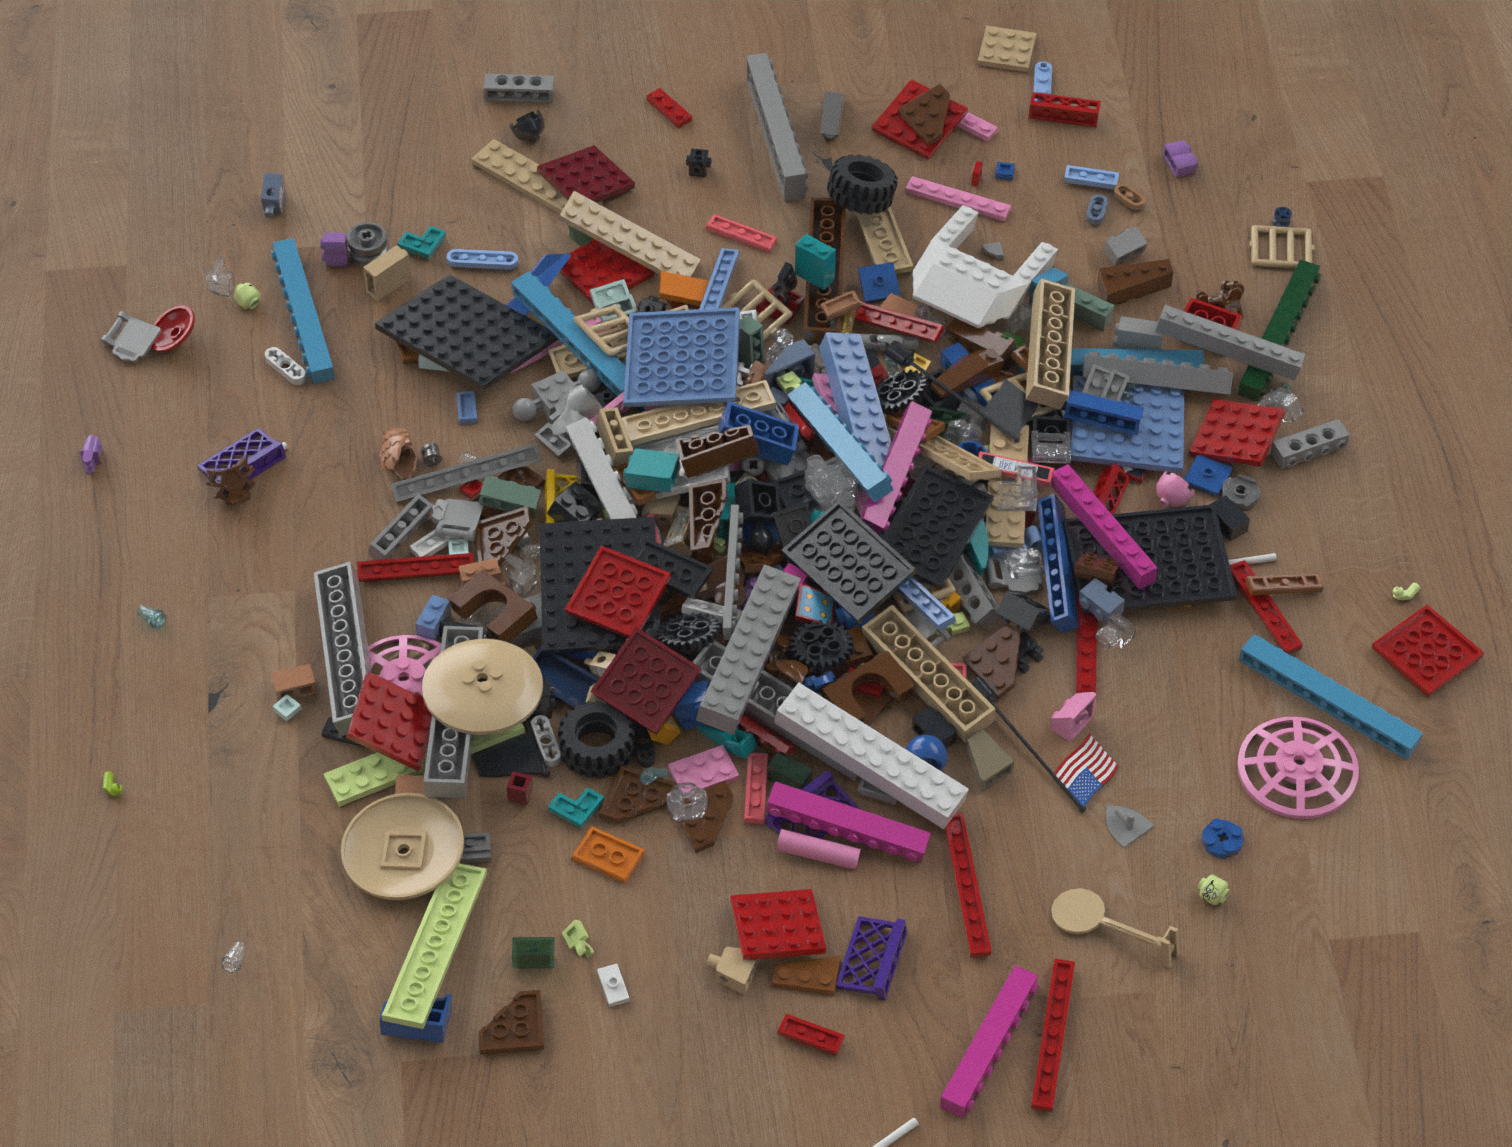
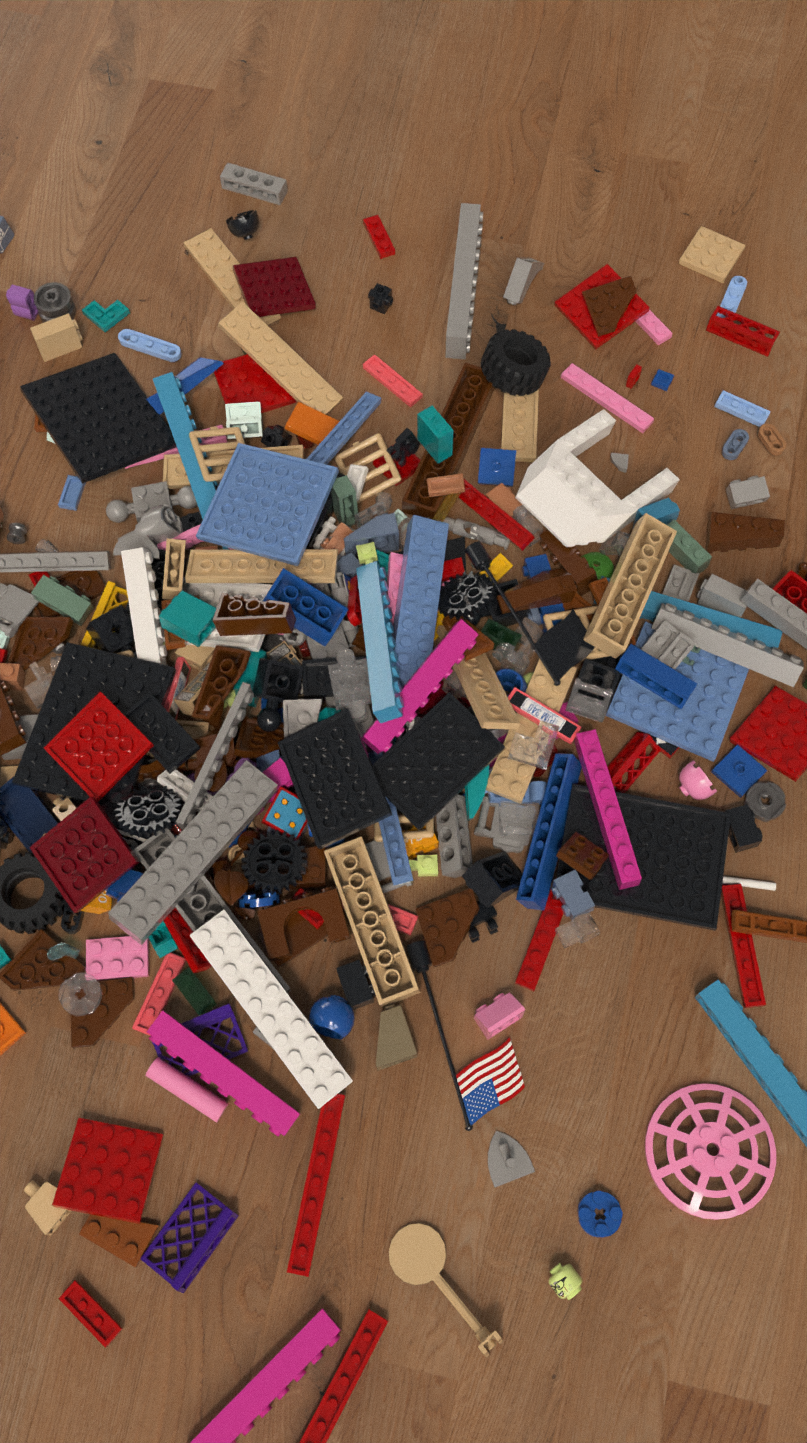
camera: 20 degrees right, 15 degrees up
(1093, 336) = (680, 583): none -> light grey plate

